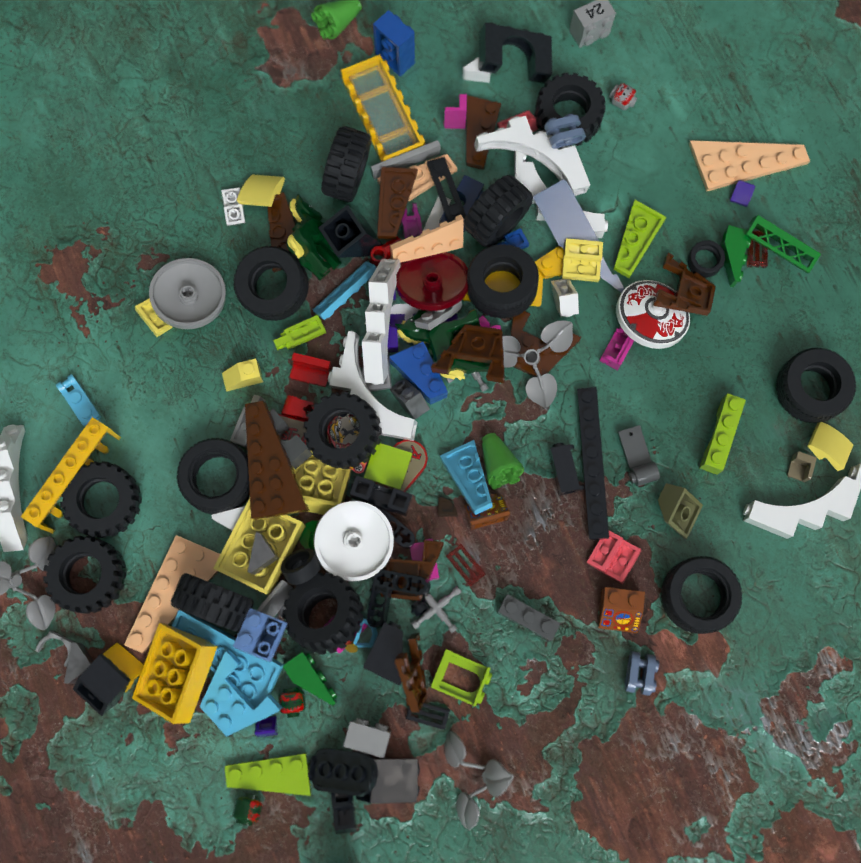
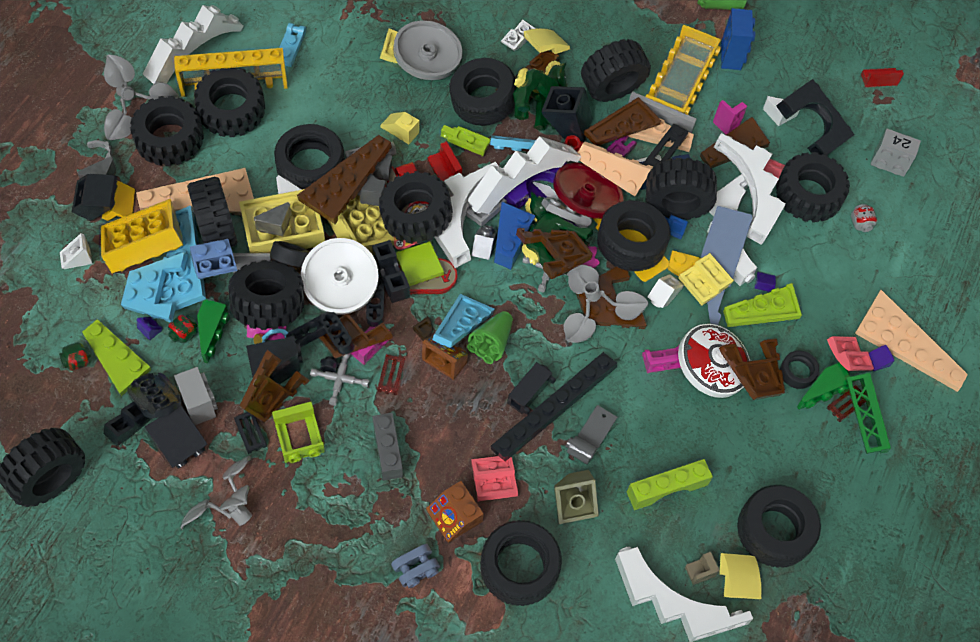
camera: 45 degrees right, 15 degrees down
(145, 740) = (76, 253): none -> white slope
(564, 131) = (787, 186): sand blue brick -> none
(615, 216) = (765, 282): none -> dark purple slope
(726, 214) = (849, 354): none -> coral slope

